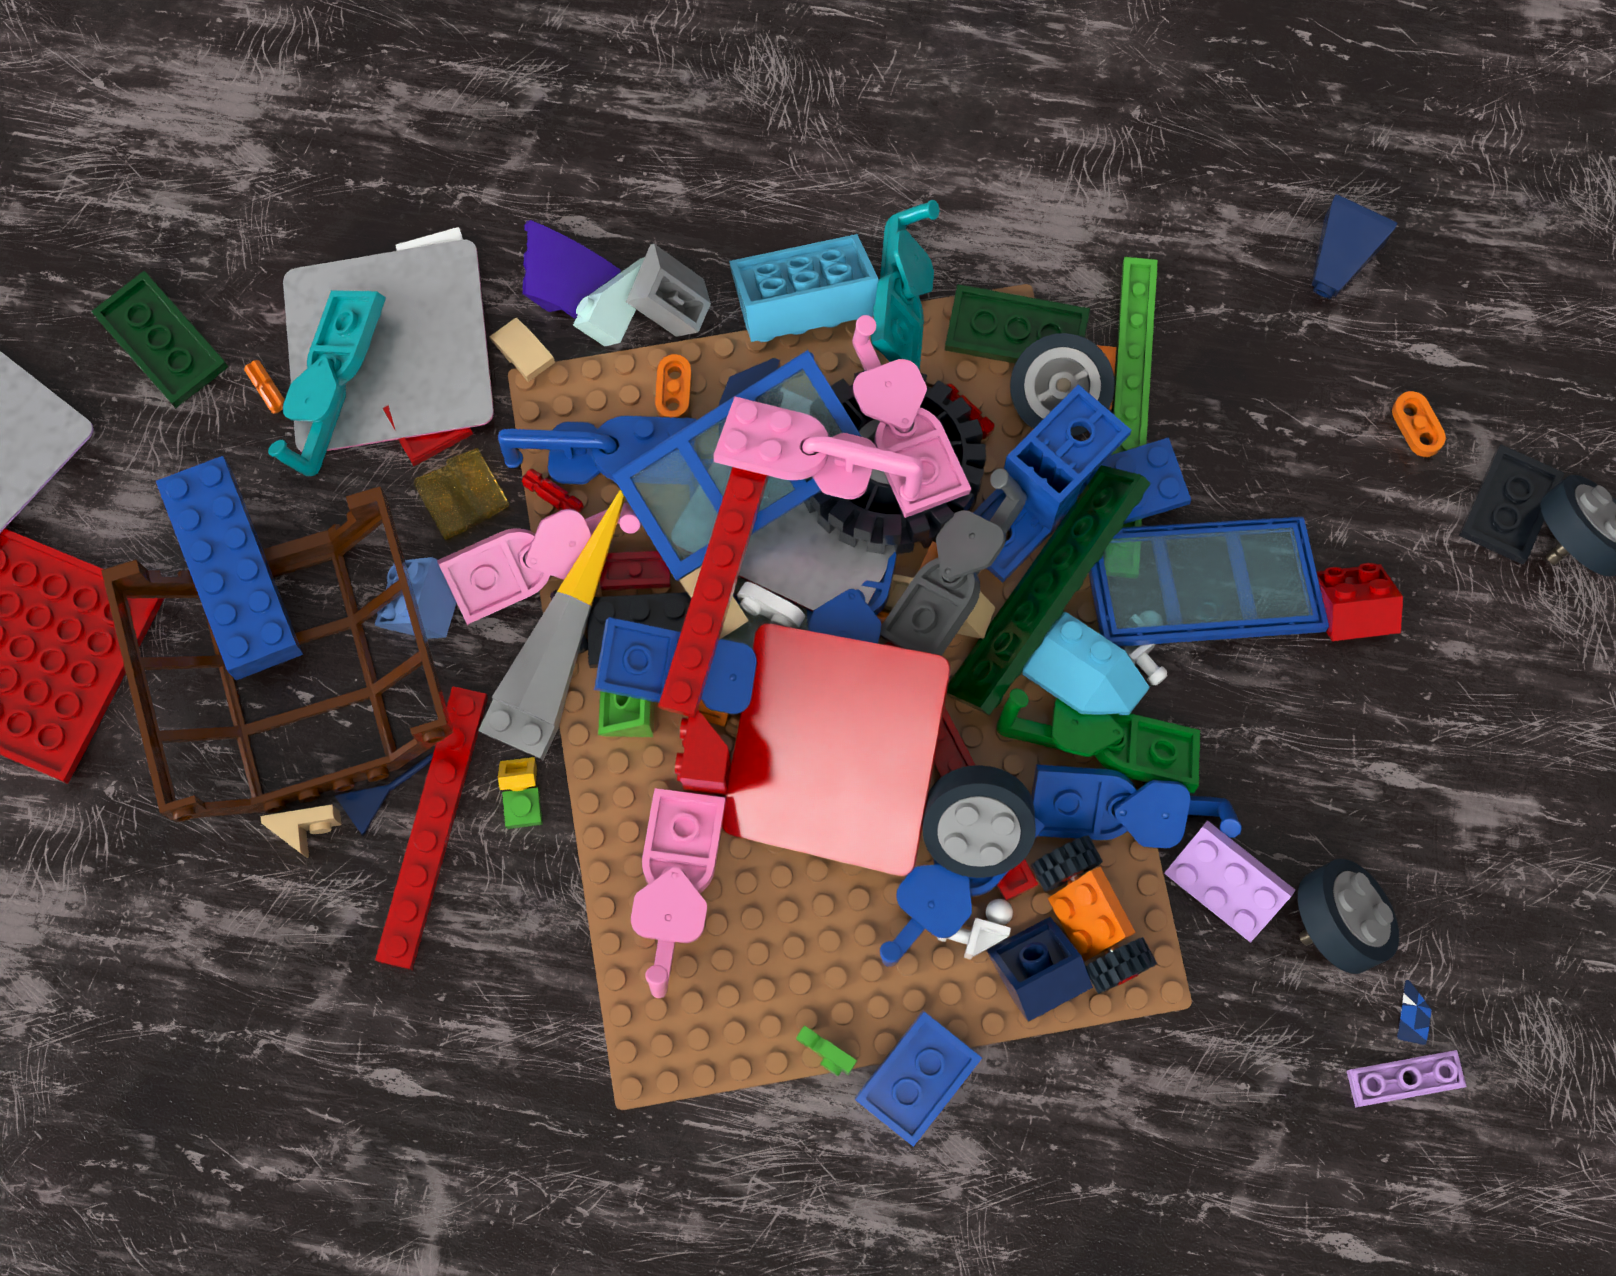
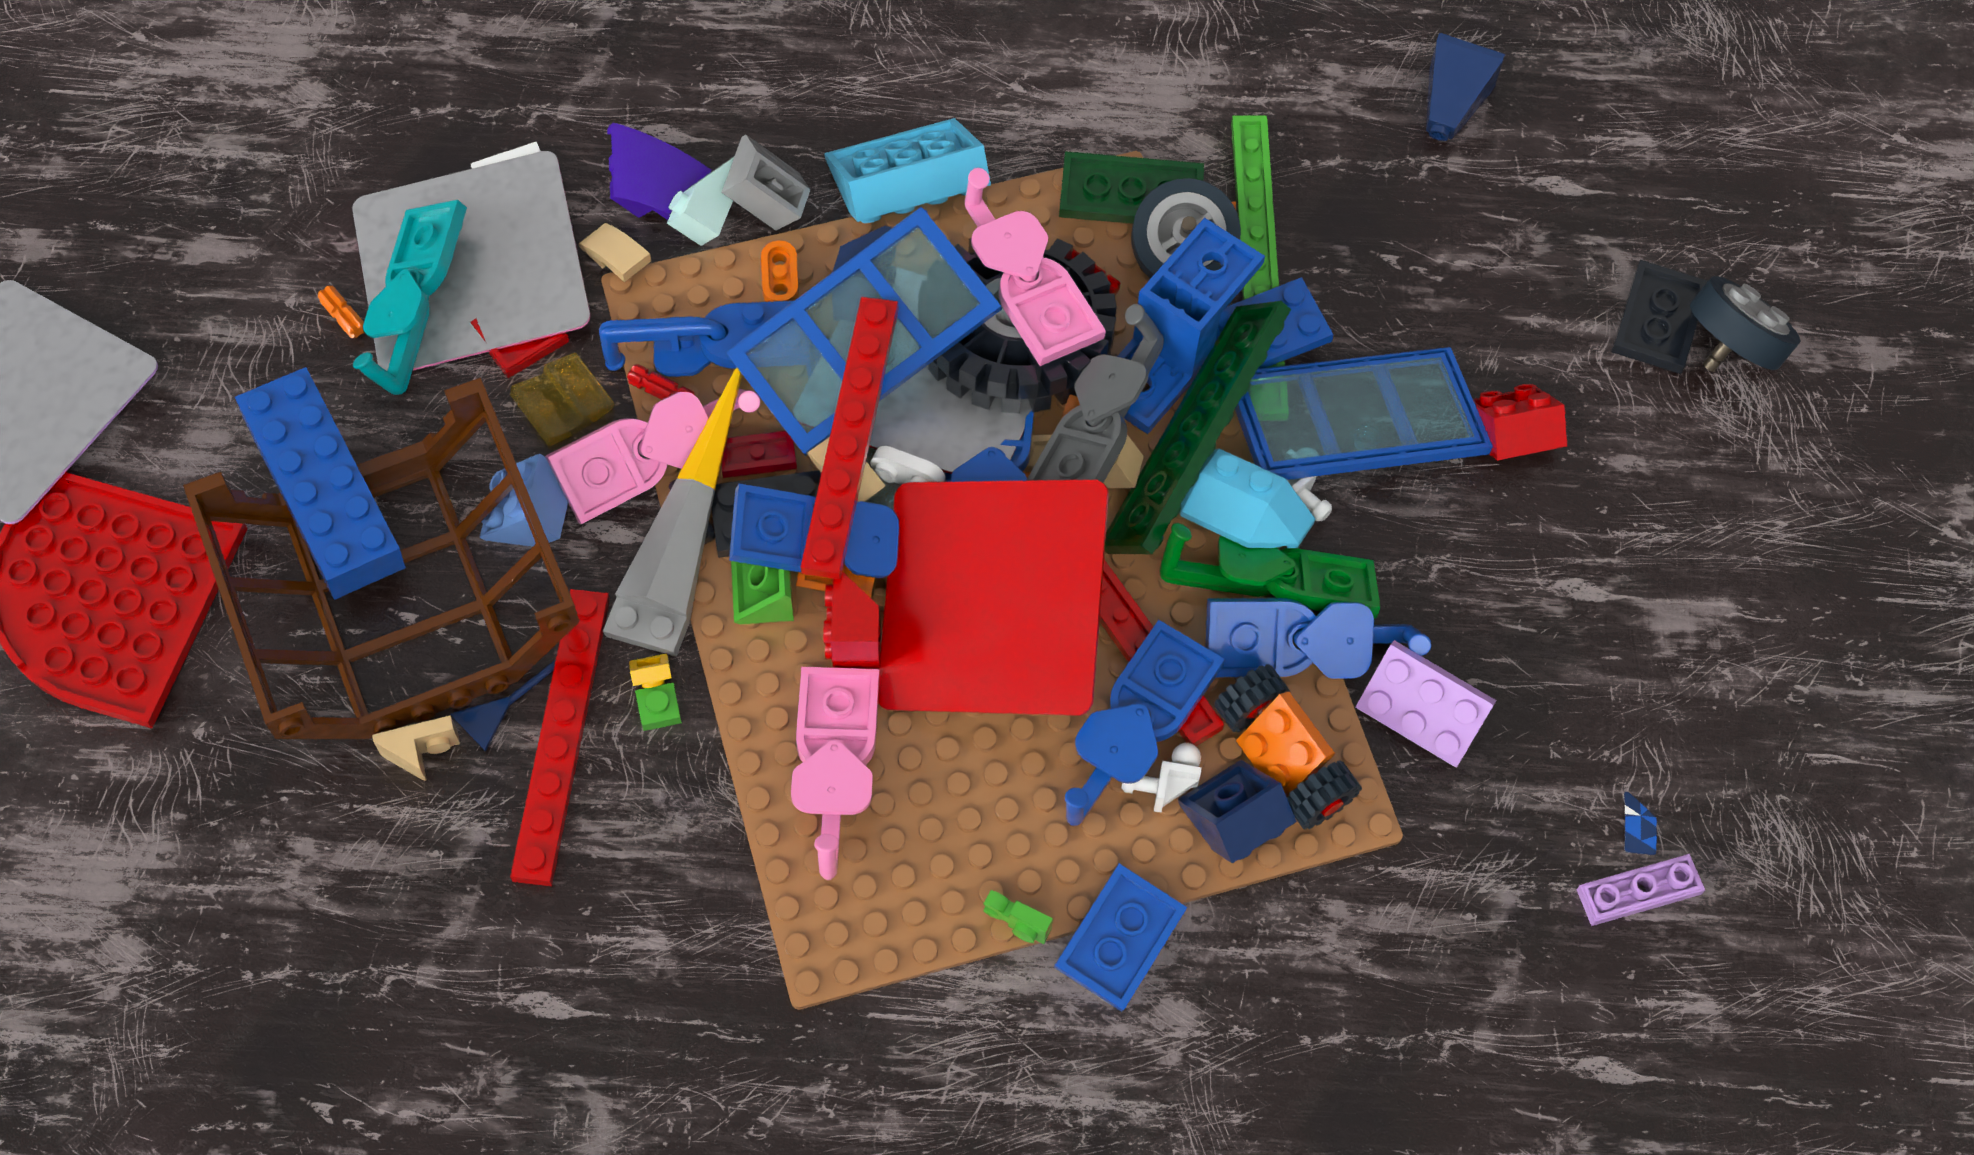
camera: 10 degrees left, 10 degrees down
(160, 339) = (223, 274): dark green plate -> none
(771, 442) = (926, 298): bright pink plate -> none
(903, 278) = (1008, 150): teal plate -> none
(979, 821) = (1156, 651): wheel -> none
(1347, 916) = (1554, 724): black wheel -> none
(1421, 424) = (1556, 251): orange plate -> none

